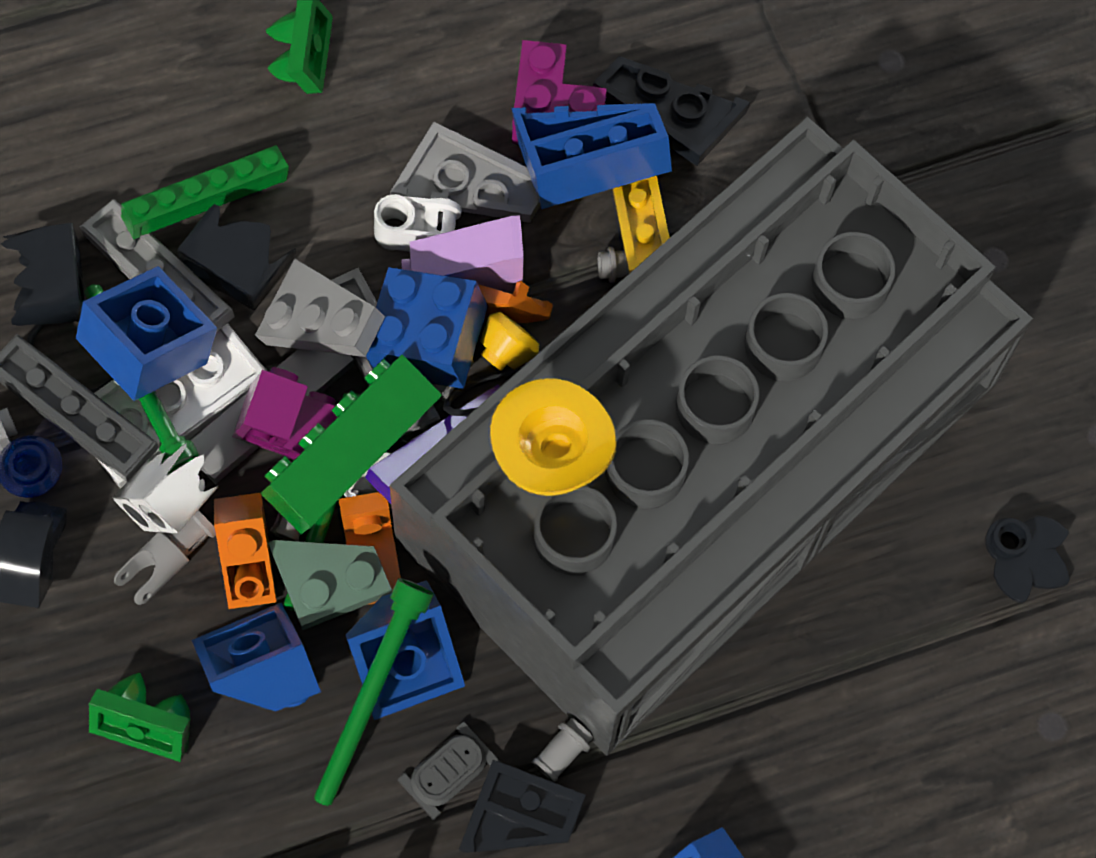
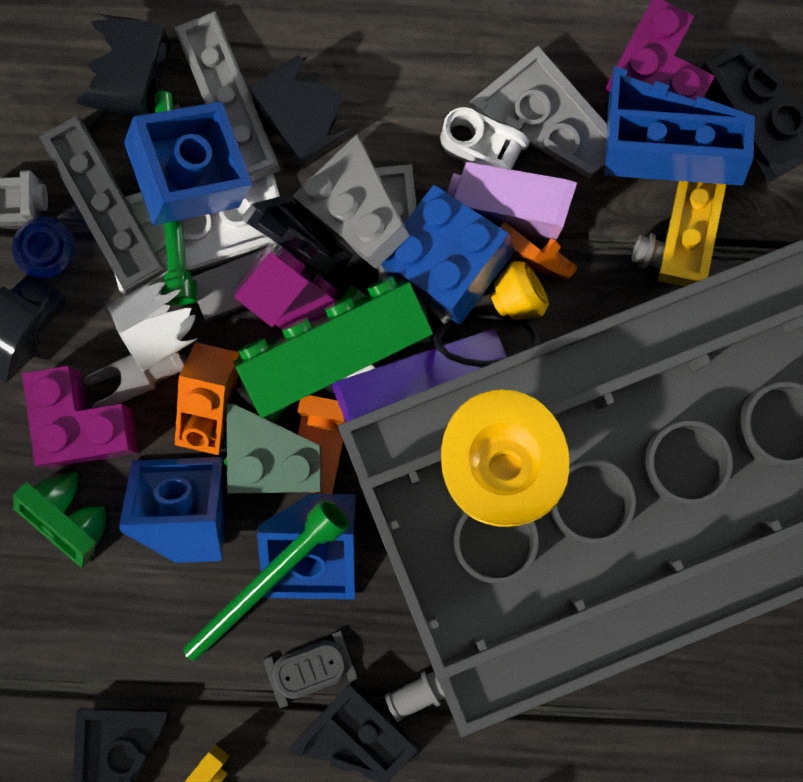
camera: 30 degrees right, 15 degrees up
(127, 629) = (64, 428): none -> magenta brick
(203, 190) = (298, 36): green piece -> none
(264, 354) = (298, 232): none -> black wing

